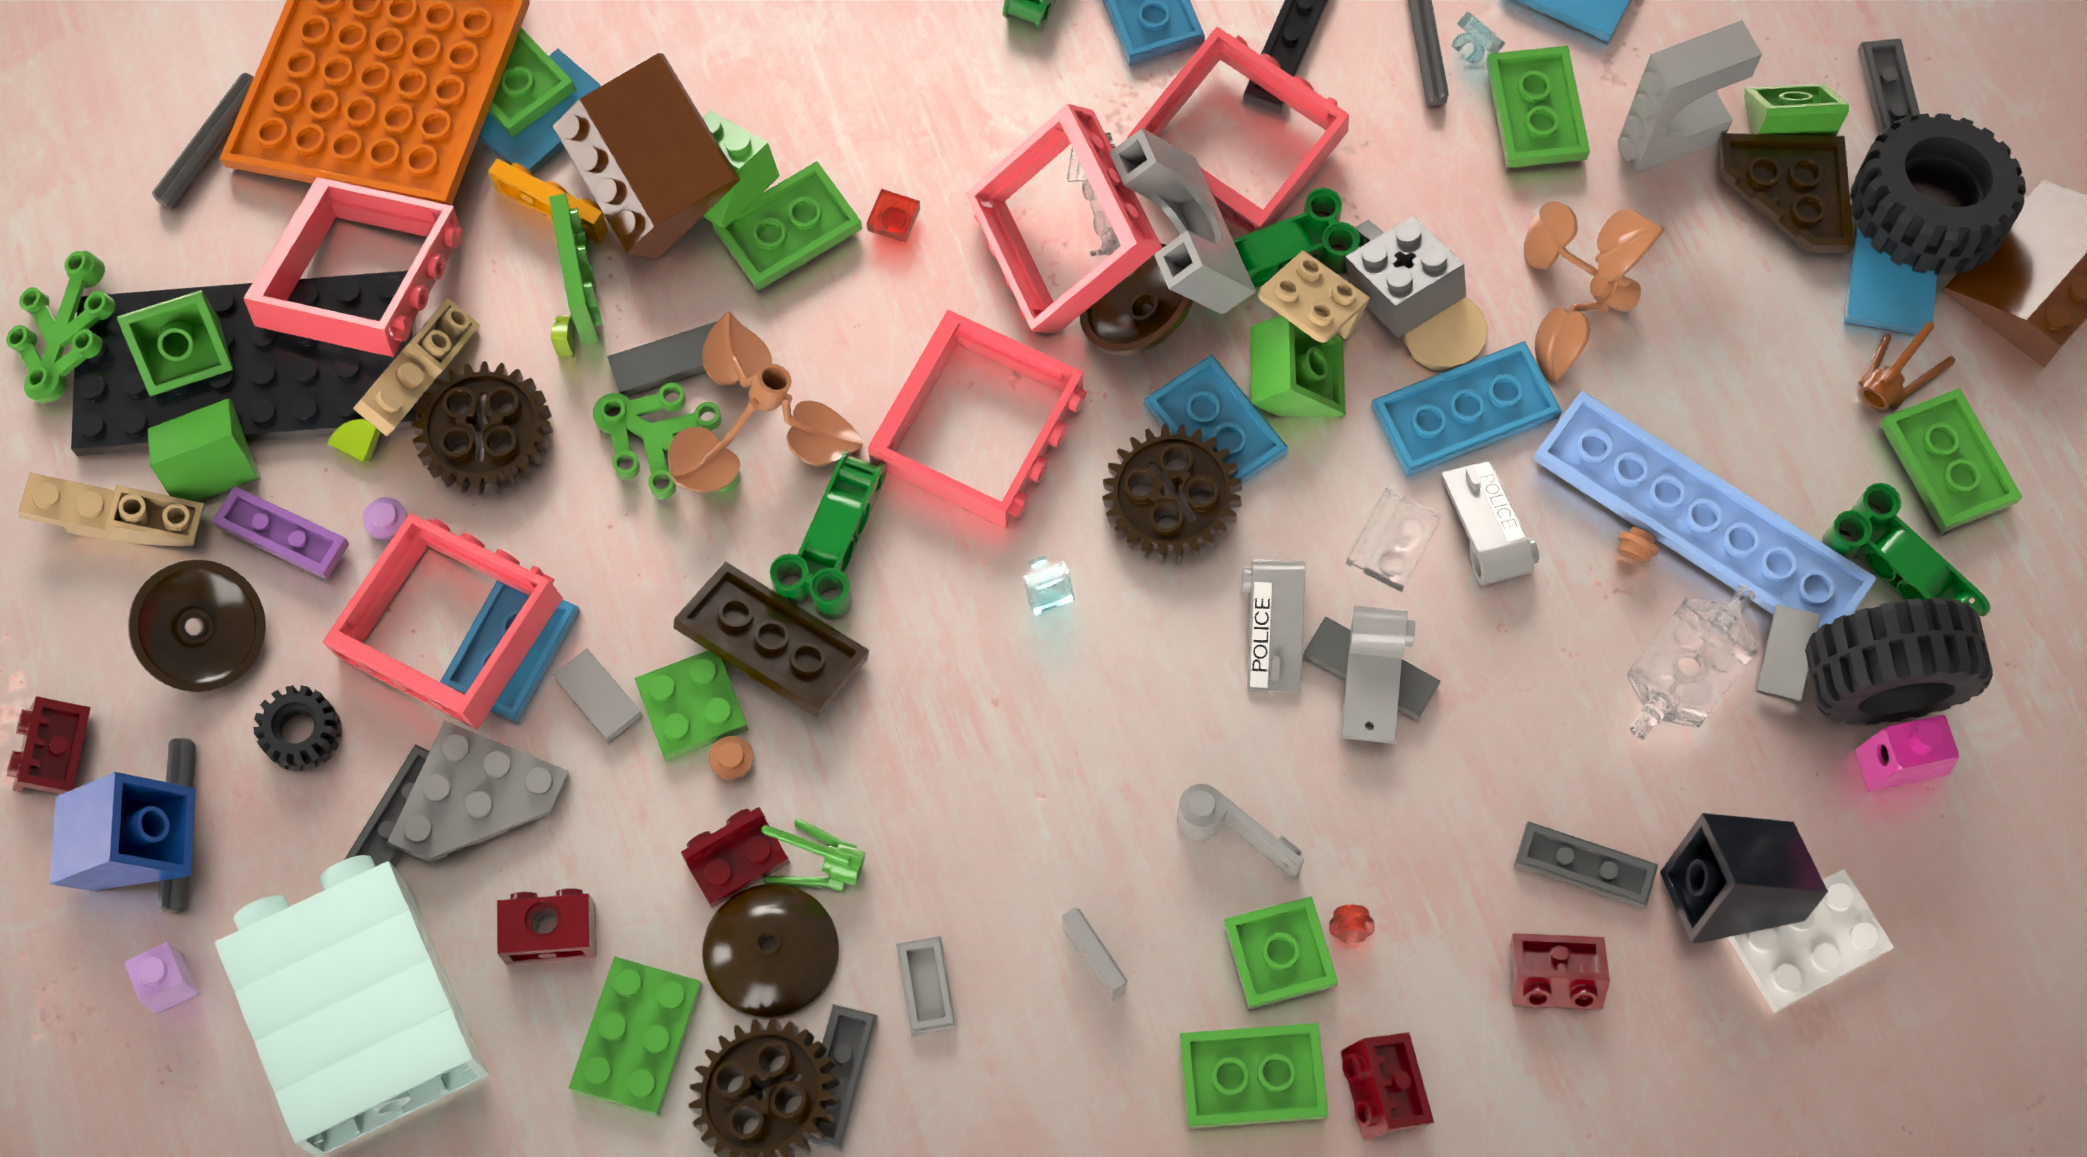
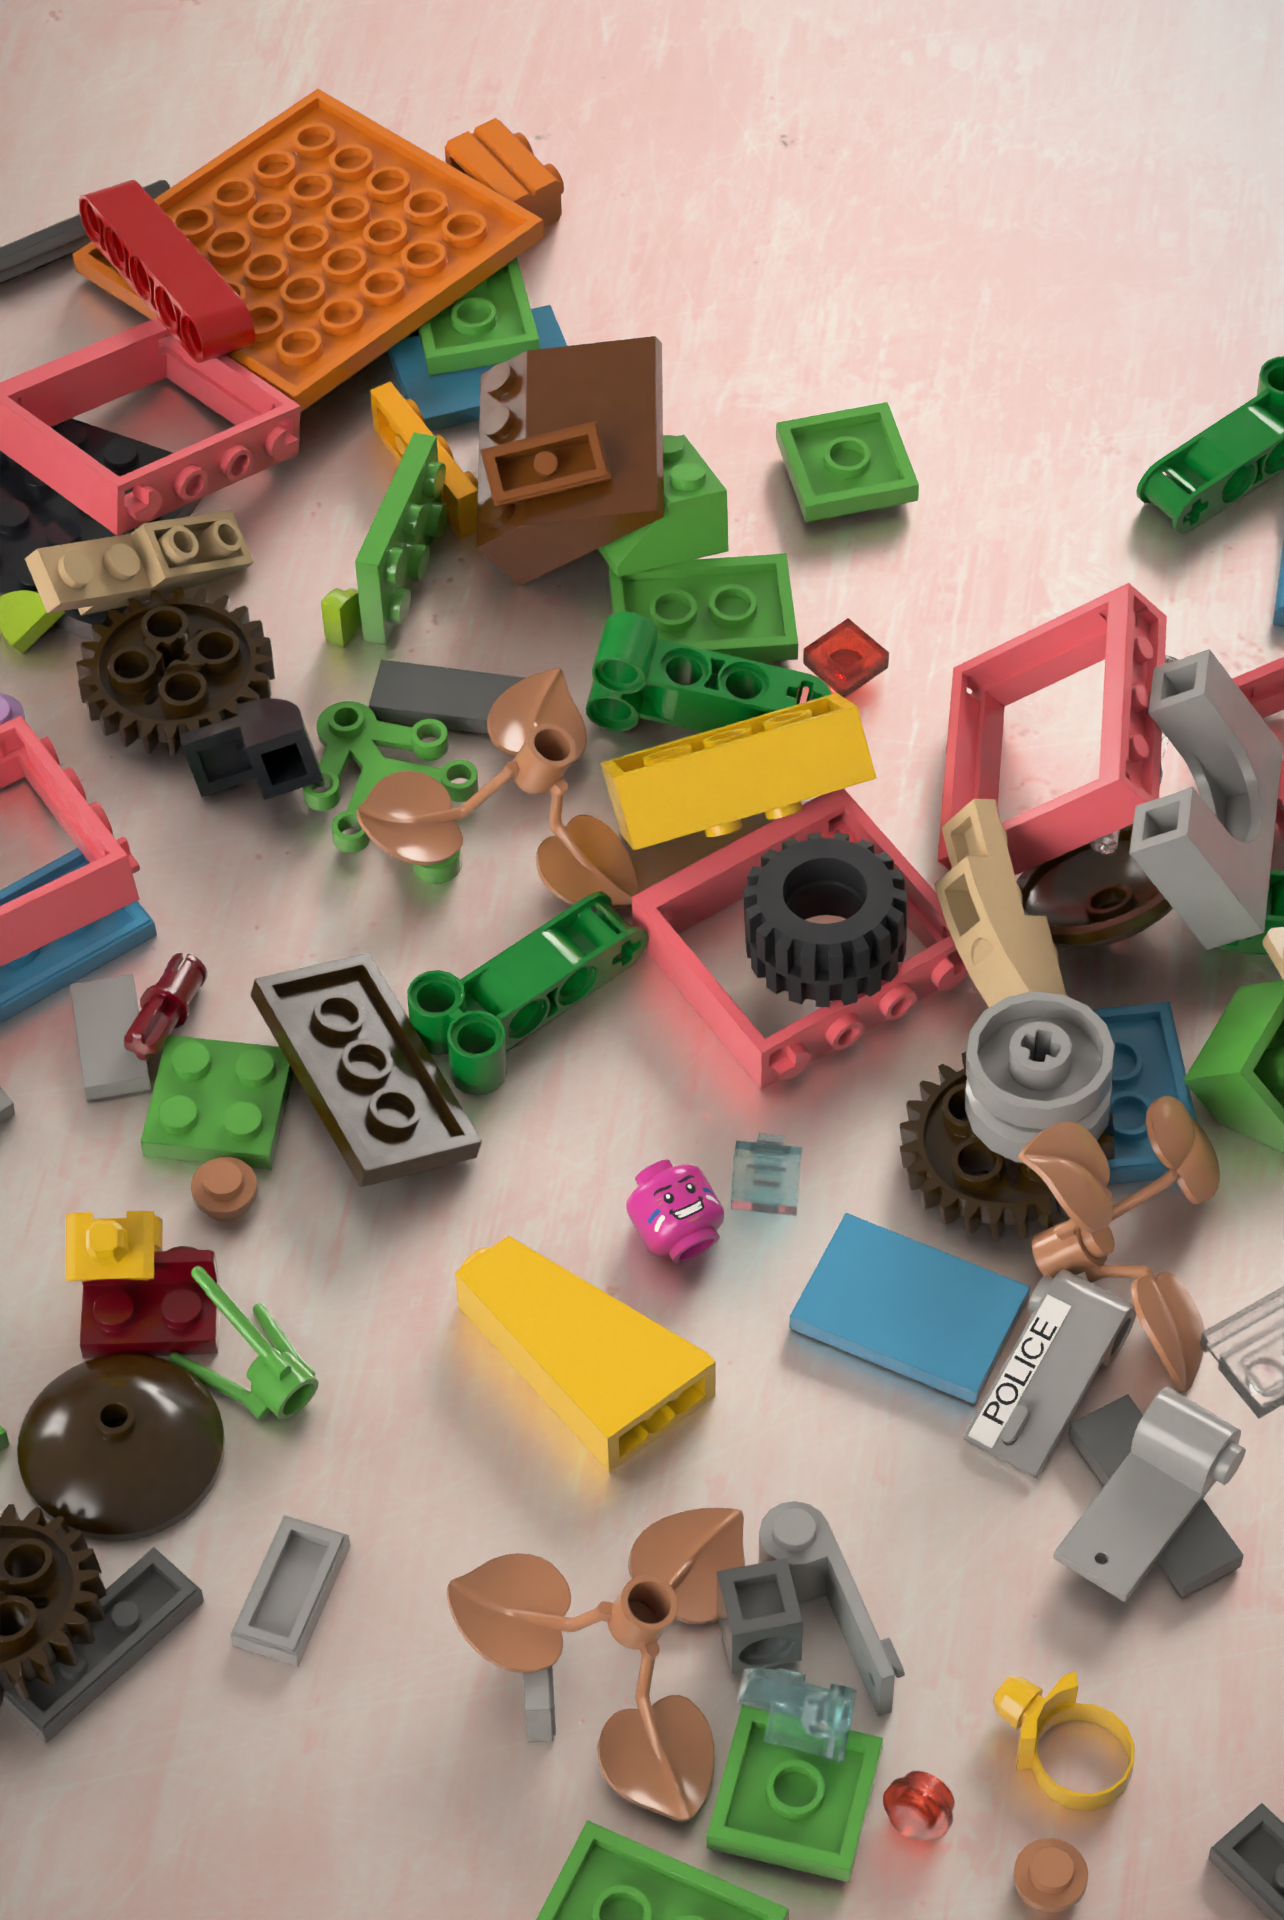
camera: 30 degrees right, 15 degrees down
(301, 147) = (166, 271): none -> red beam
(573, 452) = (259, 744): none -> black brick
(622, 660) = (165, 1006): none -> dark red axle
(646, 180) = (545, 464): none -> dark orange slope
(697, 836) = (112, 1246): none -> yellow piece
(778, 292) = (683, 683): none -> green piece
(814, 75) = (847, 461): none -> bright green plate
(885, 333) = (738, 772): none -> yellow brick
(994, 379) = (831, 958): none -> black tyre
(1008, 752) = (583, 1351): none -> yellow slope
(1009, 636) = (675, 1211): none -> dark pink head
(1078, 942) = (515, 1619): none -> nougat plant
(1106, 373) = (985, 912): none -> tan slope
(1173, 624) = (910, 1308): none -> dark azure tile
(1182, 452) = (1035, 1066): none -> light grey wheel
(1205, 862) = (759, 1615): none -> dark grey brick
(1257, 526) = (1078, 1177): none -> nougat plant
(1269, 904) = (800, 1712): none -> clear light blue piece
(1373, 834) = (1024, 1707): none -> yellow piece
(1441, 924) = (1050, 1875): none -> nougat plate

